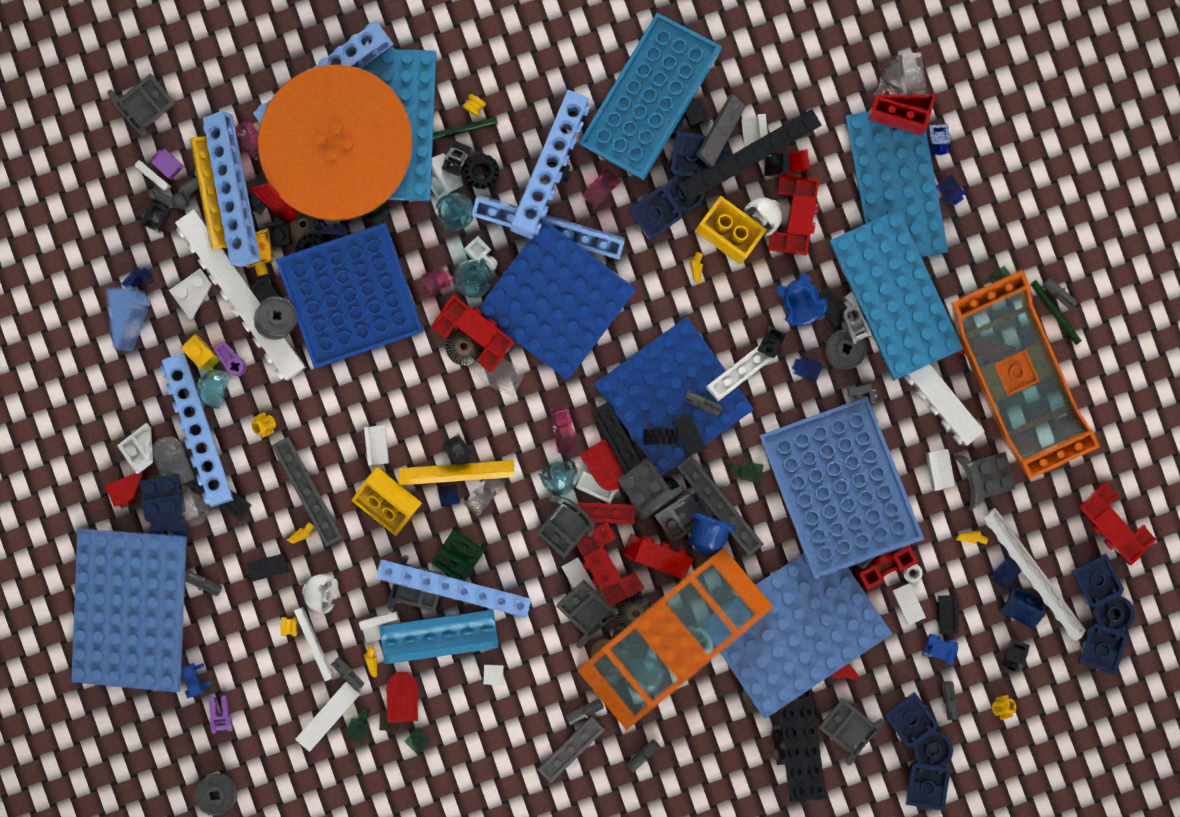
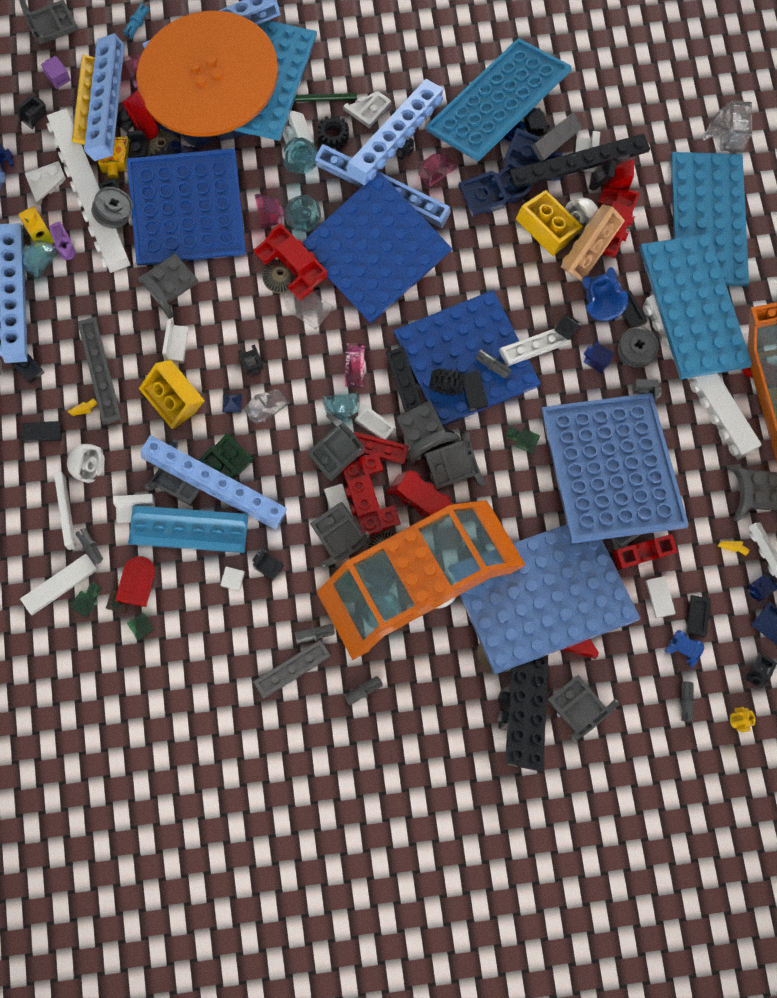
camera: 10 degrees right, 15 degrees down
(152, 176) = (39, 78): white tile -> none
(180, 199) = (55, 102): dark grey pin -> none
(236, 80) = (136, 20): none -> dark azure pin
(263, 425) = (75, 302): yellow gear -> none
(289, 626) = (45, 489): yellow wheel -> none
(352, 383) = (168, 282): none -> dark grey piece
(371, 661) = (116, 539): yellow bar -> none
(379, 214) = (232, 143): plate -> none
(455, 472) = (244, 381): yellow tile -> none
(456, 158) = (312, 115): black window -> none
(474, 105) = (339, 78): yellow wheel -> none
(478, 250) = (315, 193): white plate -> none
(513, 134) = (368, 108): none -> white wing
(524, 654) = (267, 564): none -> black bracket
(603, 465) = (385, 405): red window -> none
(696, 267) = (511, 250): yellow bar -> none
(708, 534) = (475, 482): blue hair -> none
(719, 504) = (491, 465): dark grey plate -> none
(779, 250) = (592, 242): none -> light nougat slope
(856, 326) = (653, 324): light grey piece -> none
(903, 111) = (725, 151): red wedge -> none
(918, 575) = (669, 562): white plate -> none
(927, 774) = (653, 772): dark blue plate -> none
(939, 139) = (755, 188): clear blue bracket -> none
(940, 469) = (710, 476): white panel -> none
(950, 191) = (759, 233): clear blue bracket -> none

